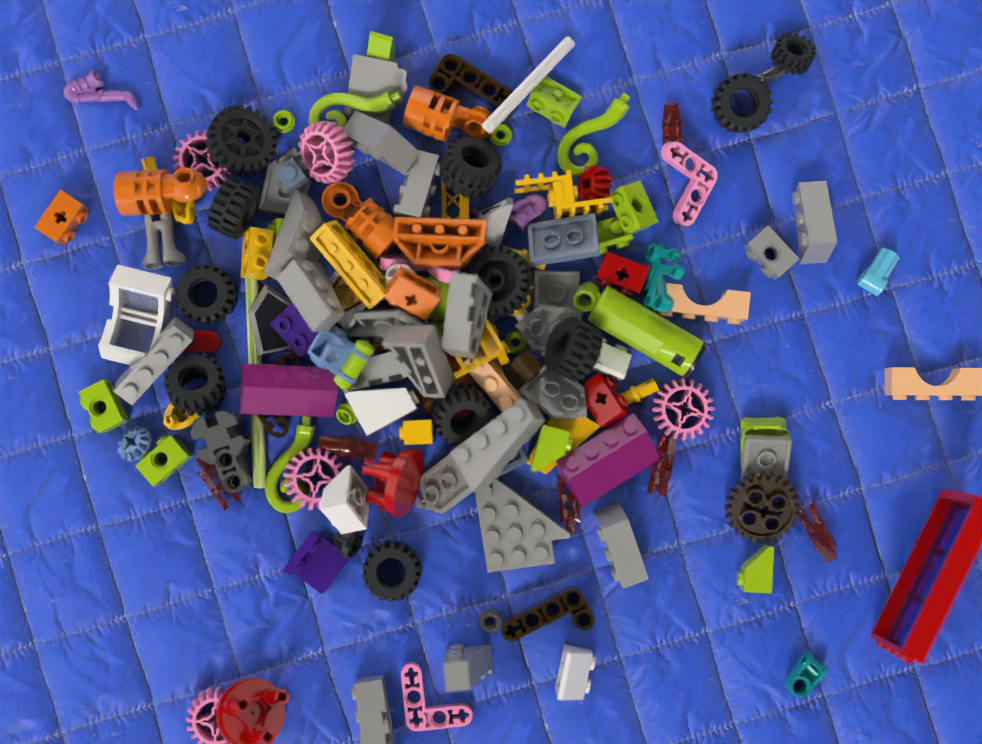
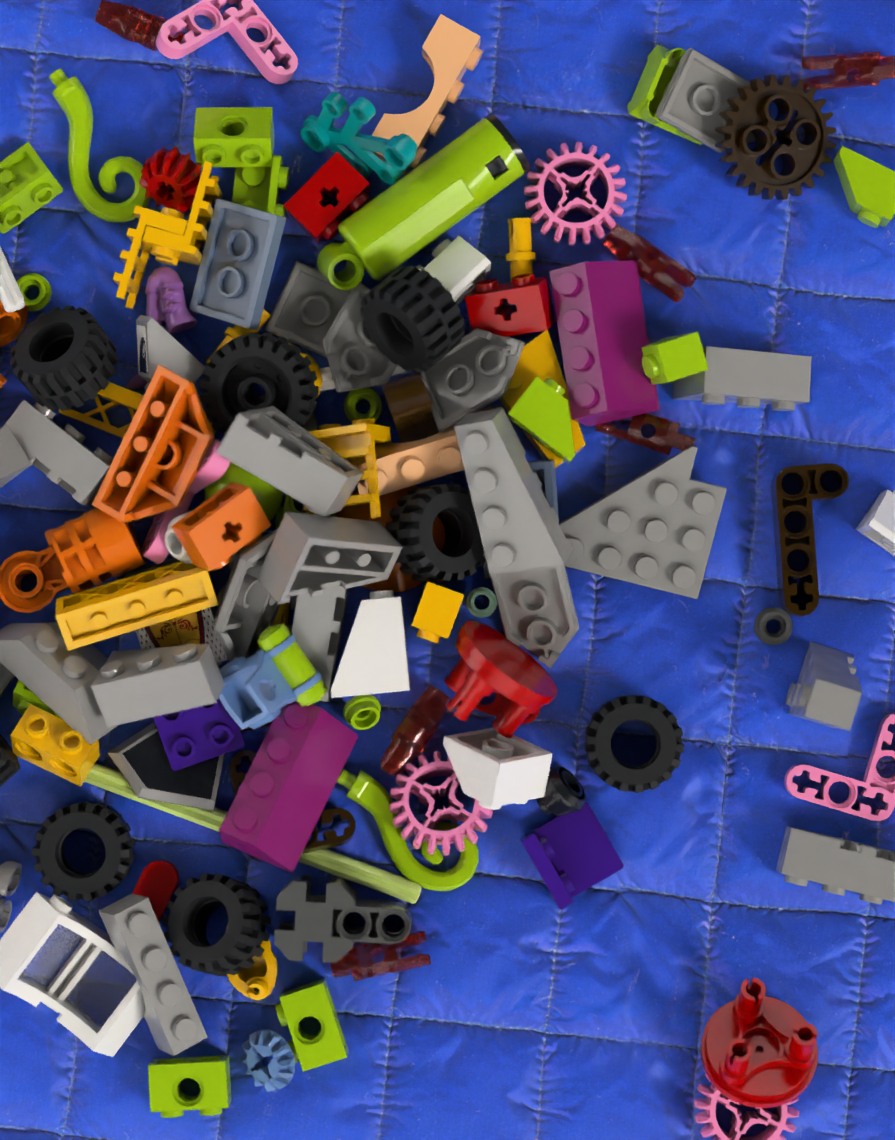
camera: 65 degrees left, 0 degrees up
(428, 454) = (481, 591): none -> sand green pin
(614, 503) = (674, 358): none -> lime slope

